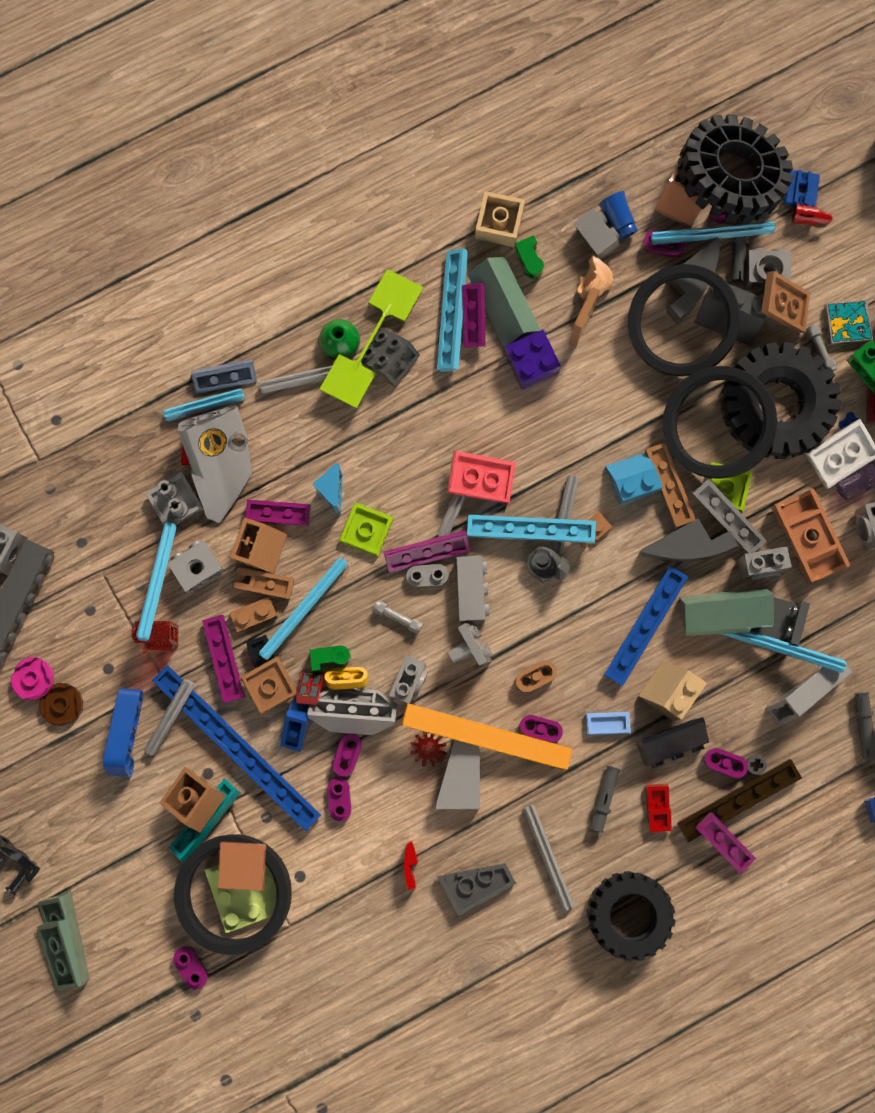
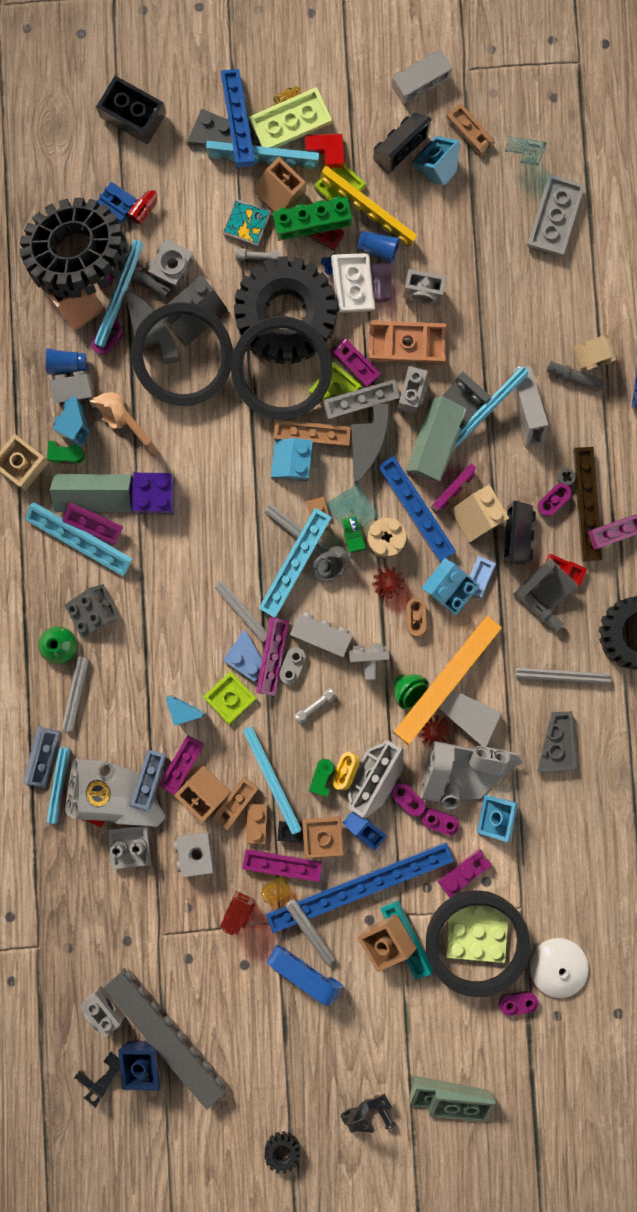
camera: 70 degrees left, 5 degrees up
(32, 678) = (223, 1033): dark pink tile -> none
(61, 704) = (255, 1017): reddish brown tile -> none
(156, 581) = (193, 893): medium azure axle -> none
(203, 665) = (277, 883): none -> clear yellow brick
(242, 866) = (460, 926): nougat tile -> none
(247, 487) = (148, 780): none -> sand blue slope
(258, 985) = (550, 958): none -> white dish
(298, 848) = (464, 873): none -> magenta plate
(309, 688) = (340, 805): tile -> none
(349, 378) = (96, 653): lime hinge -> none
(370, 855) = (497, 818): none -> dark azure slope
(400, 799) = (463, 773): none -> light grey panel
(409, 680) = (373, 721): light grey brick -> none
(410, 859) = (515, 786): red slope -> none
(413, 524) = (244, 657): none -> medium blue wing
(458, 702) = (409, 689): none -> green piece
(481, 477) = (232, 583): coral tile -> none
(540, 729) = (459, 633): magenta plate -> none
(562, 637) = (394, 579): none -> clear red gear
(563, 249) = (72, 422): none -> dark azure slope
(583, 697) = (450, 586): none -> dark azure slope
(587, 574) = (353, 535): none -> green leg
(613, 608) = (391, 528): none -> tan brick
(623, 559) = (355, 501): none -> clear light blue tile
(635, 798) = (549, 584): none -> dark grey bracket
(686, 654) = (455, 488): none -> magenta plate
(763, 495) = (356, 363): none -> magenta plate
(785, 302) = (207, 264): medium nougat plate -> none

